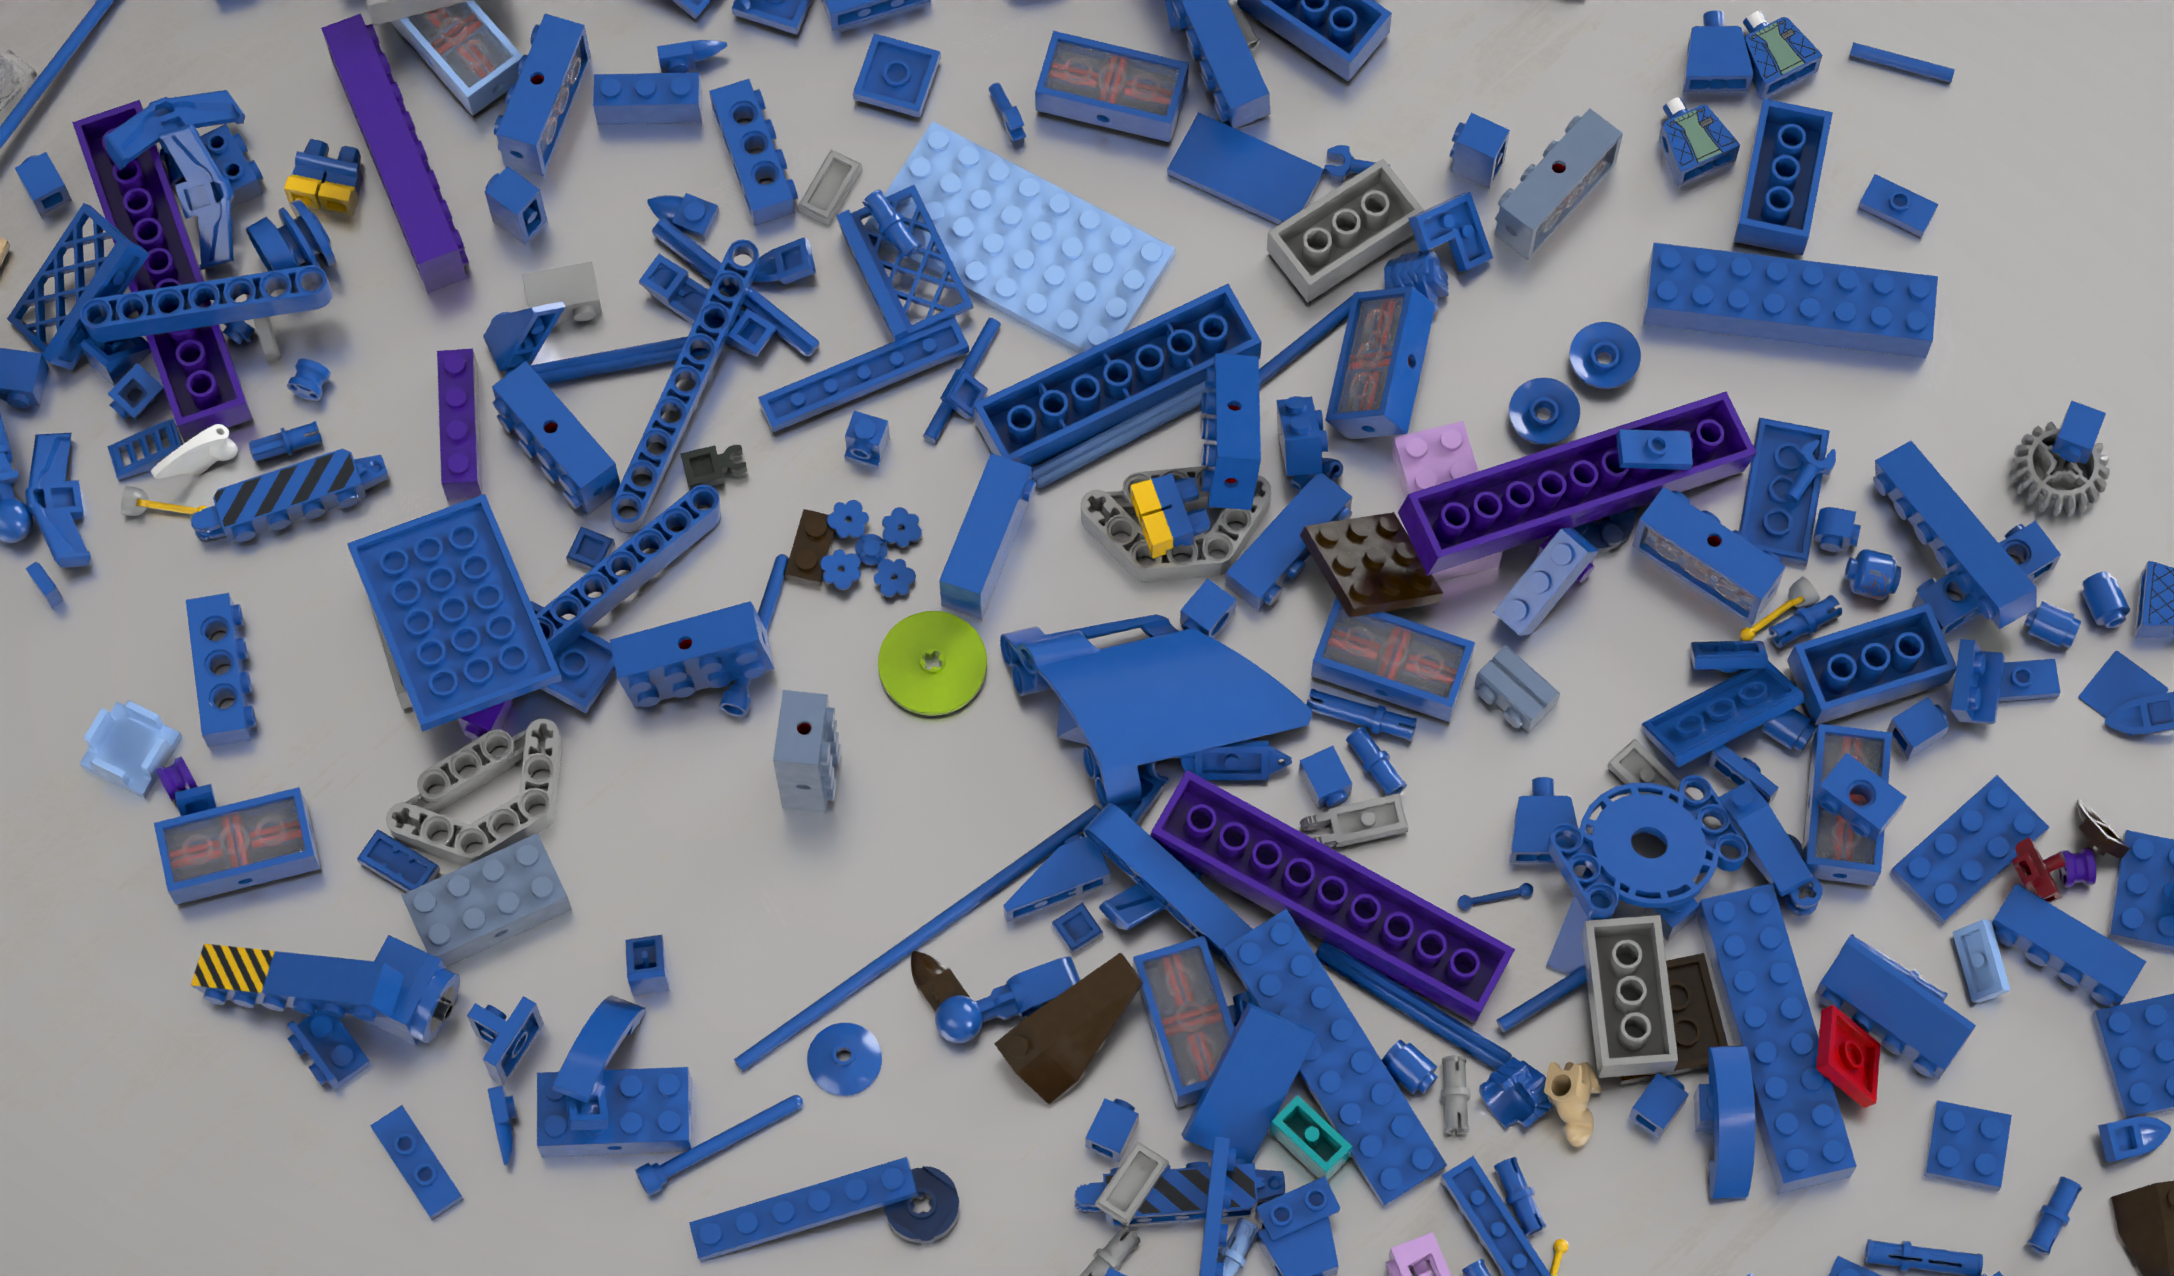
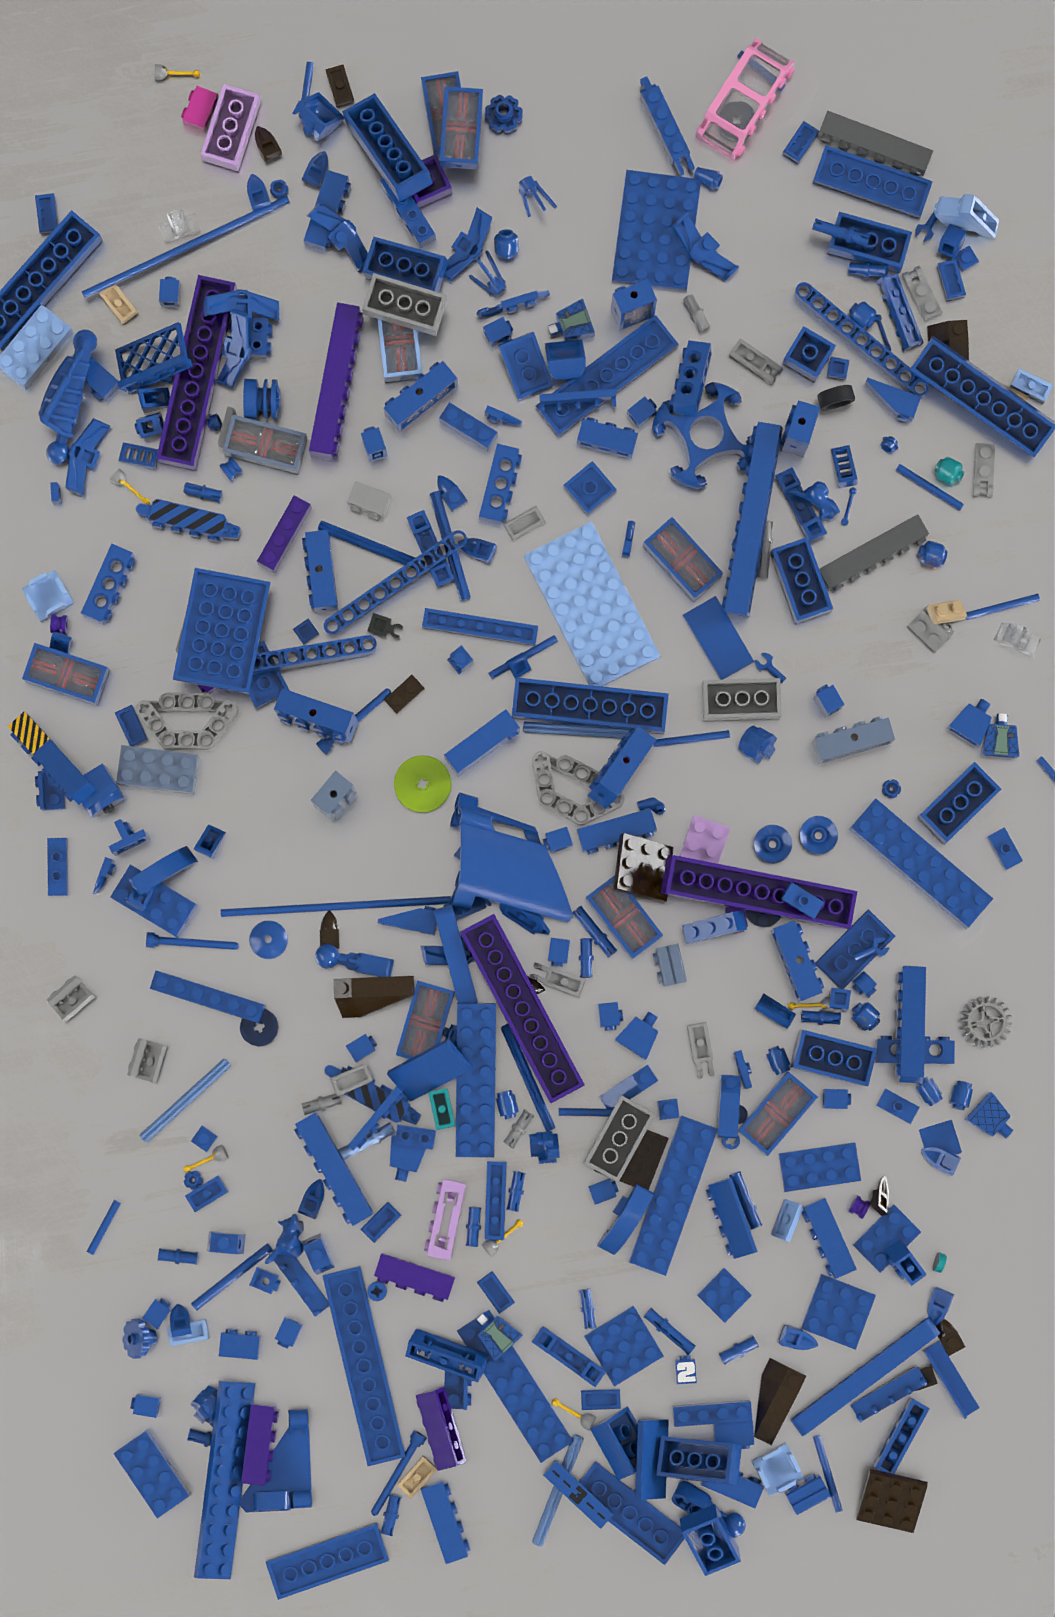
camera: 30 degrees right, 15 degrees up
(190, 296) = (196, 402): blue beam -> none
(198, 453) = (169, 475): white arm -> none
(326, 180) = (297, 374): hips -> none
(366, 306) = (265, 444): none -> clear brick
(520, 334) = (336, 509): blue slope -> none
(871, 548) = (429, 712): blue plant -> none
(881, 285) = (516, 579): blue fence -> none
(891, 224) = (536, 565): blue pin -> none
(1077, 928) = (406, 947): blue tile -> none
(1163, 514) = (567, 795): hips -> none
(1301, 435) = (652, 786): blue brick -> none
(1380, 363) = (712, 775): blue brick -> none
(1457, 223) = (792, 729): blue plate -> none
(1465, 902) = (612, 1057): blue hinge -> none
(1475, 825) = (610, 1015): none -> blue brick
(1570, 1093) = (565, 1163): tan animal -> none
(1639, 880) = (654, 1077): blue piece -> none
(1667, 215) = (896, 788): none -> blue plate
(1695, 141) = (932, 757): blue torso -> none
(1722, 713) = (752, 1036): blue tile -> none
(1815, 570) = (839, 999): none -> blue panel
(1848, 1056) = (696, 1226): red plate -> none
(1854, 778) = (788, 1127): blue brick -> none
(1977, 684) = (874, 1097): blue bracket -> none
(2036, 872) = (839, 1198): dark red piece -> none
(2078, 432) = (1000, 1014): blue brick -> none

